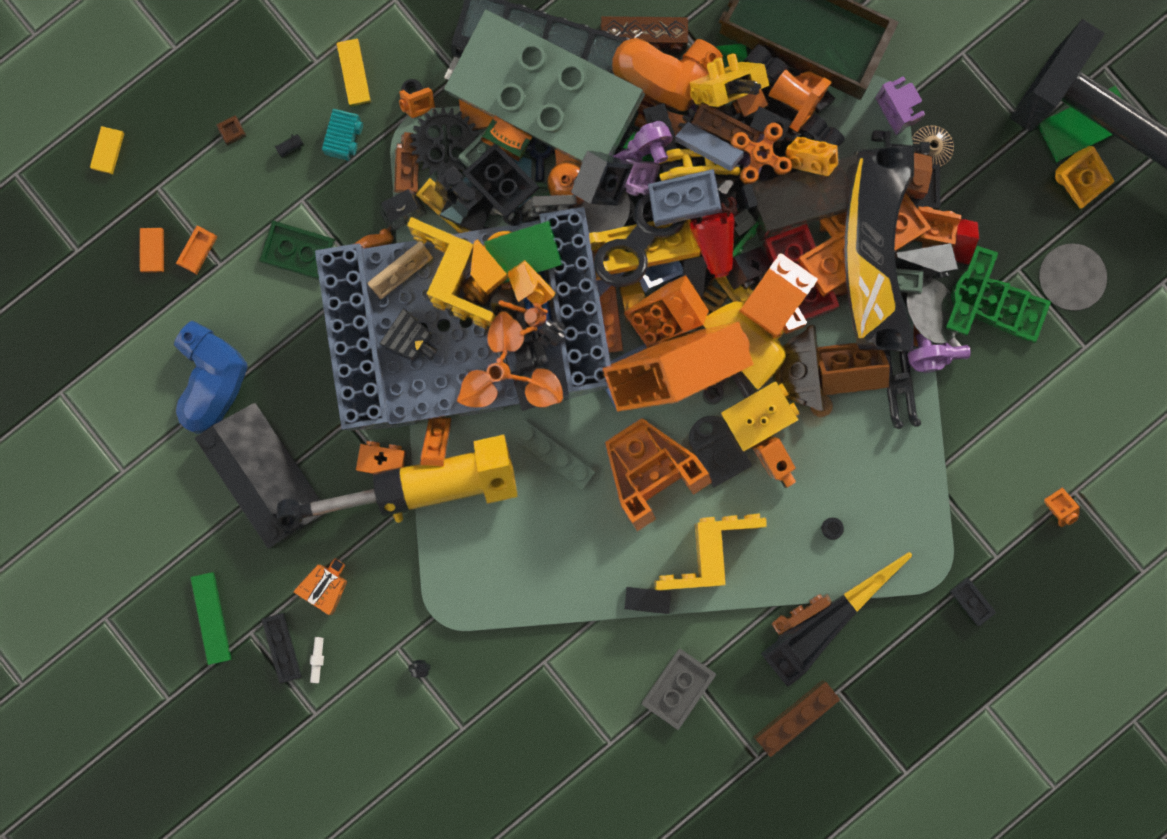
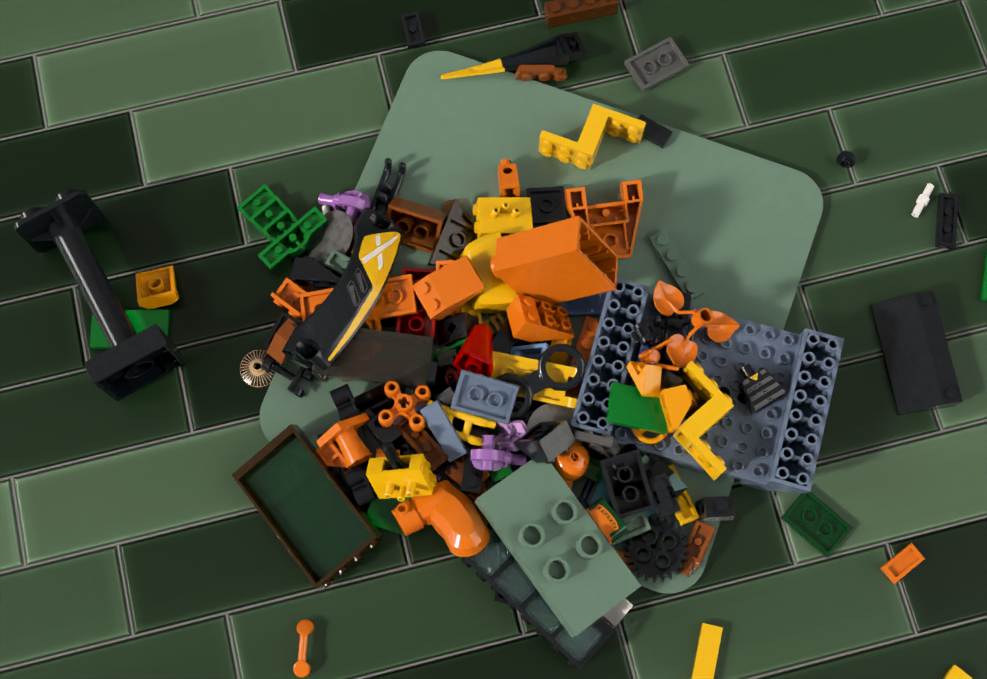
camera: 155 degrees left, 10 degrees down
(151, 250) = (941, 580): orange tile -> none
(213, 380) = (925, 446): blue piece -> none
(231, 130) = (834, 654): reddish brown tile -> none
(289, 145) = (788, 615): black pin -> none
(323, 586) = (898, 248): orange torso -> none
(341, 135) = (740, 602): teal brick -> none
(368, 455) = (807, 312): orange brick -> none
(376, 240) = (751, 498): orange arm -> none
(400, 270) = (744, 446): tan tile -> none
(411, 83) = (669, 615): black plate -> none
(416, 486) = (811, 283): yellow piece -> none
(417, 102) = (664, 598): orange bracket -> none
(436, 441) = (769, 303): orange tile -> none
(660, 32) = (442, 569): reddish brown brick -> none
(812, 156) = (364, 386): light orange brick -> none
(832, 528) = (489, 120): black plate -> none
(898, 104) = (269, 402): medium lavender panel -> none
(966, 241) = (272, 282): red slope -> none
(1063, 507) = (312, 63): orange bracket -> none
(1073, 277) = (208, 221): flat silver sticker -> none

